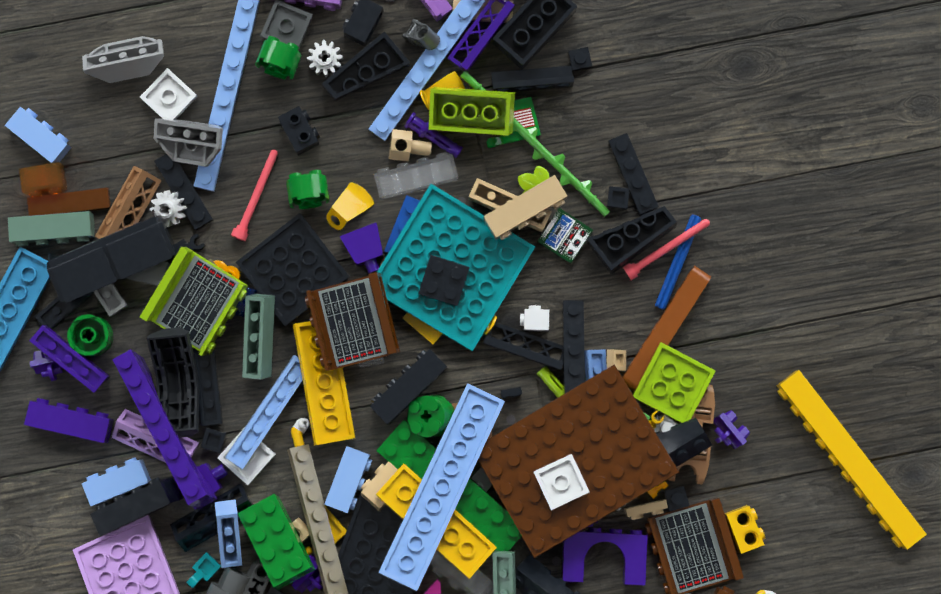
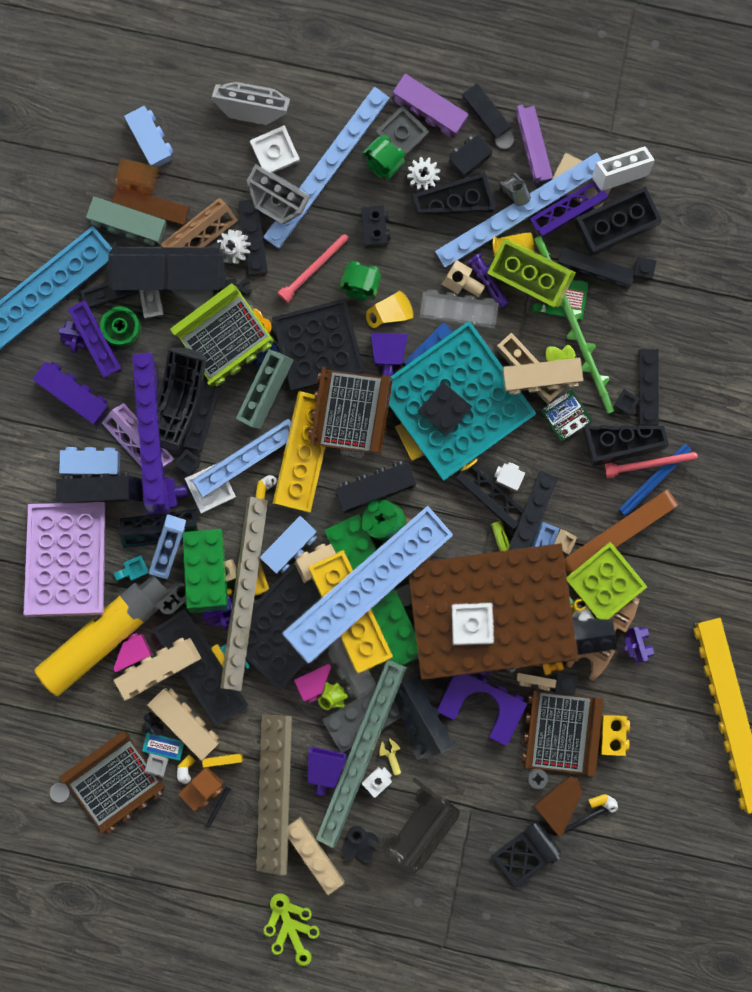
camera: 25 degrees right, 0 degrees up
(511, 392) = (463, 531): black tile -> none

